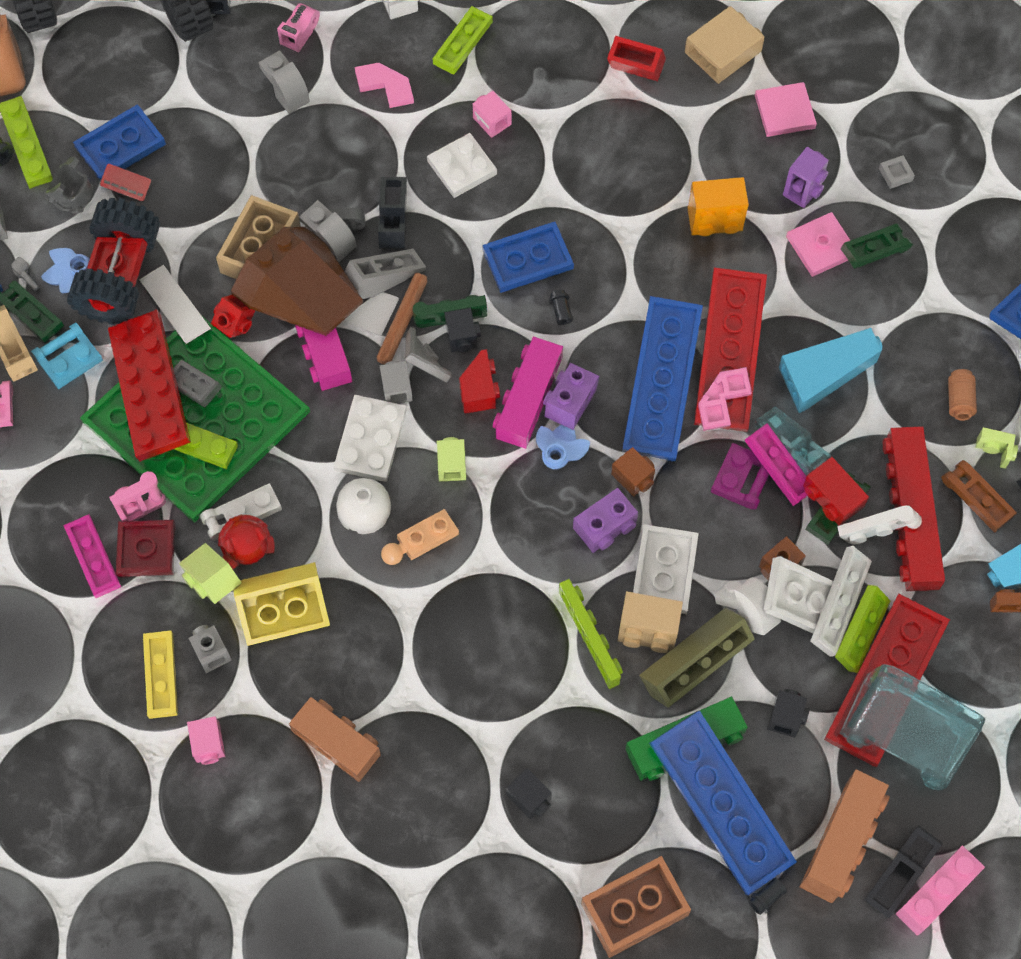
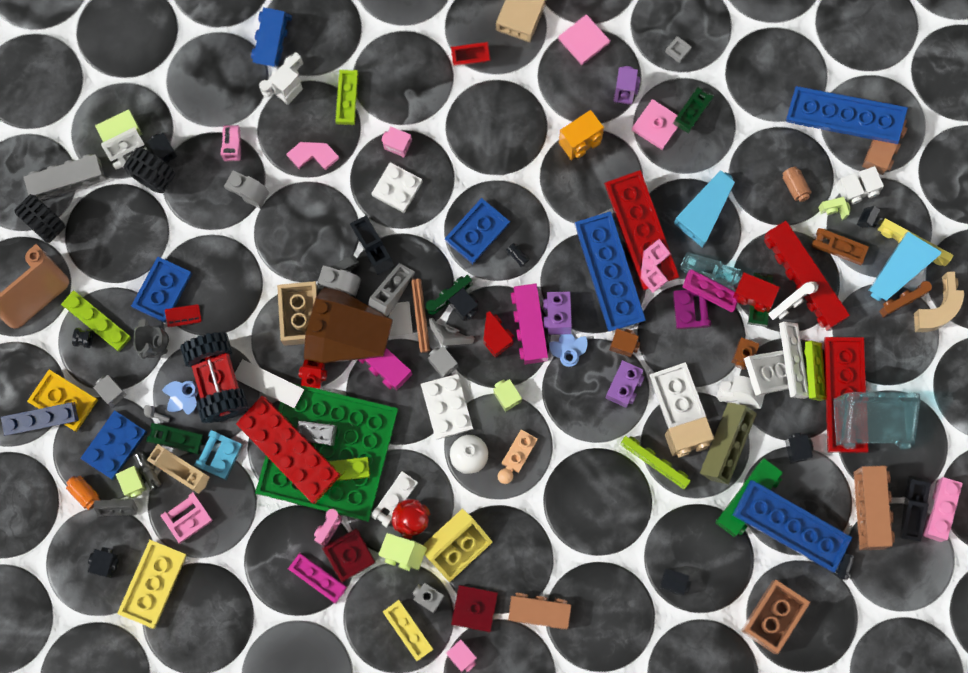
camera: 25 degrees left, 10 degrees up
(258, 693) = (474, 608): none -> dark red plate

